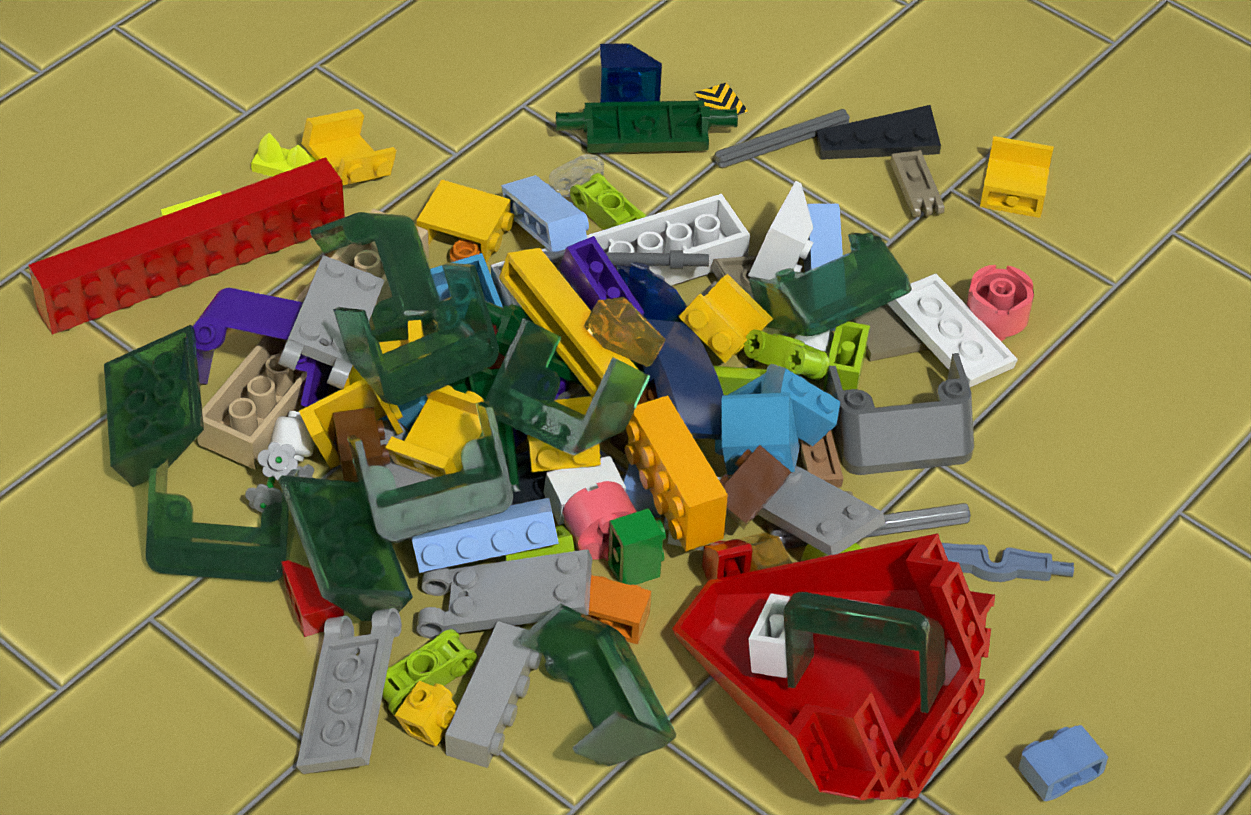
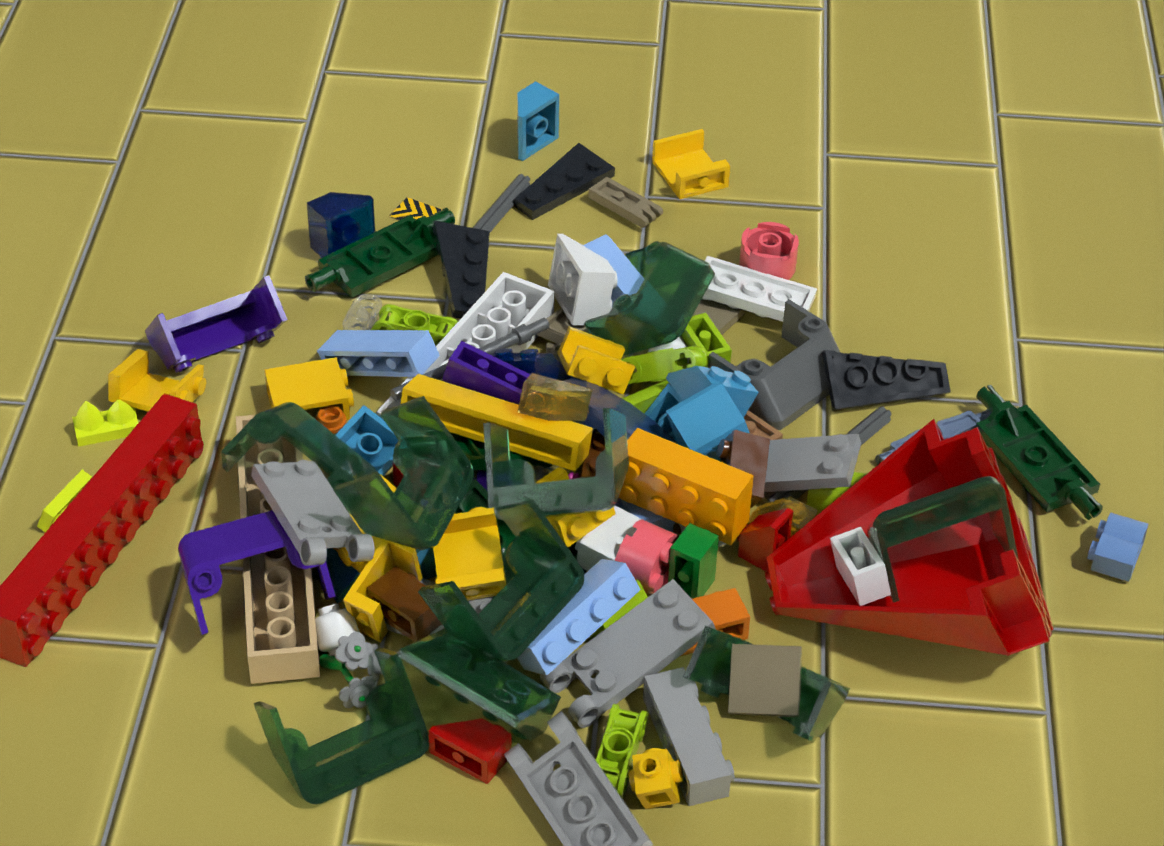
camera: 35 degrees left, 5 degrees down
(153, 404) = (203, 663): clear green slope -> none
(435, 121) = (217, 326): none -> dark purple windscreen
(599, 684) = (765, 680): none -> dark tan tile
(709, 166) = (463, 263): none -> black wing
(897, 62) = (536, 119): none -> dark azure slope
(982, 475) = (873, 380): none -> black wing
(1071, 633) = (1036, 456): none -> dark green plate

